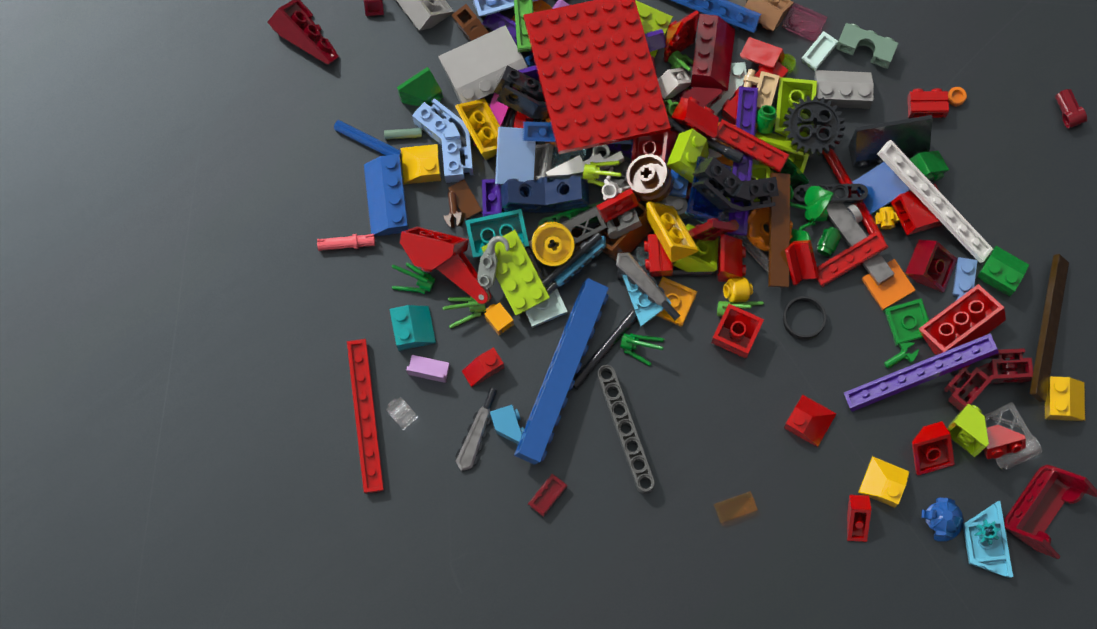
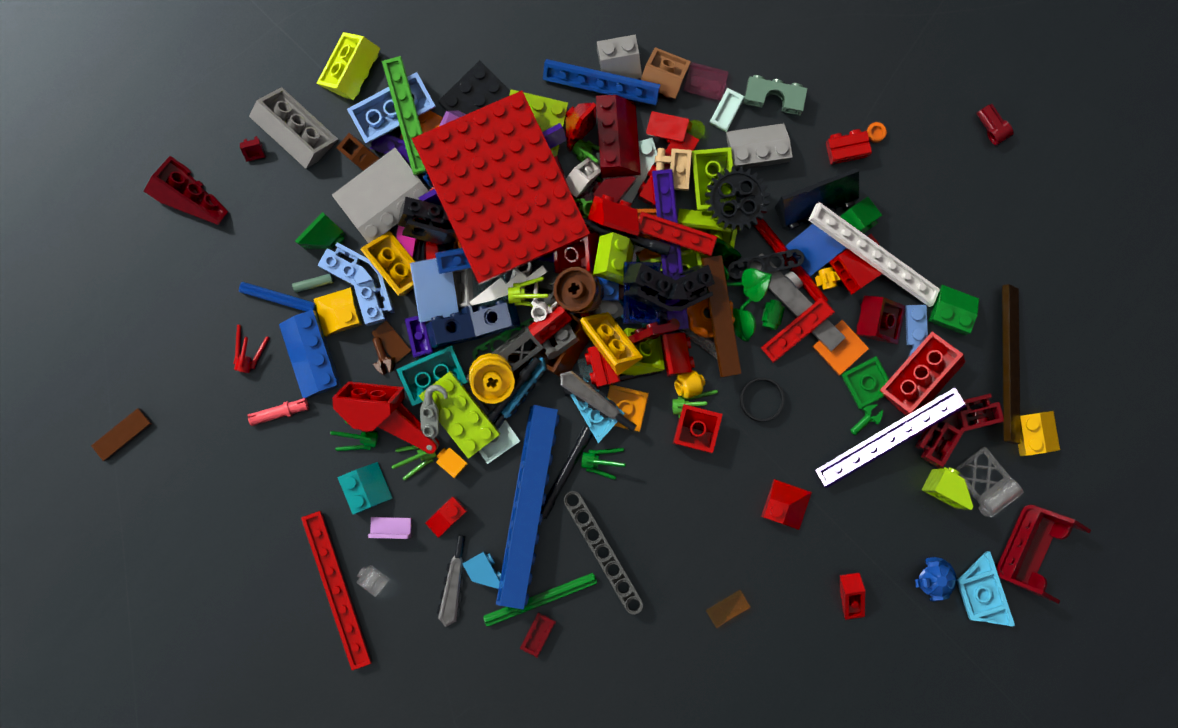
camera: 15 degrees left, 10 degrees up
(196, 236) = (121, 434): none -> reddish brown tile
(323, 191) = (242, 362): none -> red plant
(556, 463) = (541, 599): none -> green axle
(765, 119) = (686, 200): green brick -> none
(801, 261) = (749, 343): red panel -> none
(884, 482) = (872, 553): yellow slope -> none
(932, 449) = (914, 510): red slope -> none
(993, 531) = (990, 588): teal gear -> none
(1003, 441) = (985, 492): slope -> none

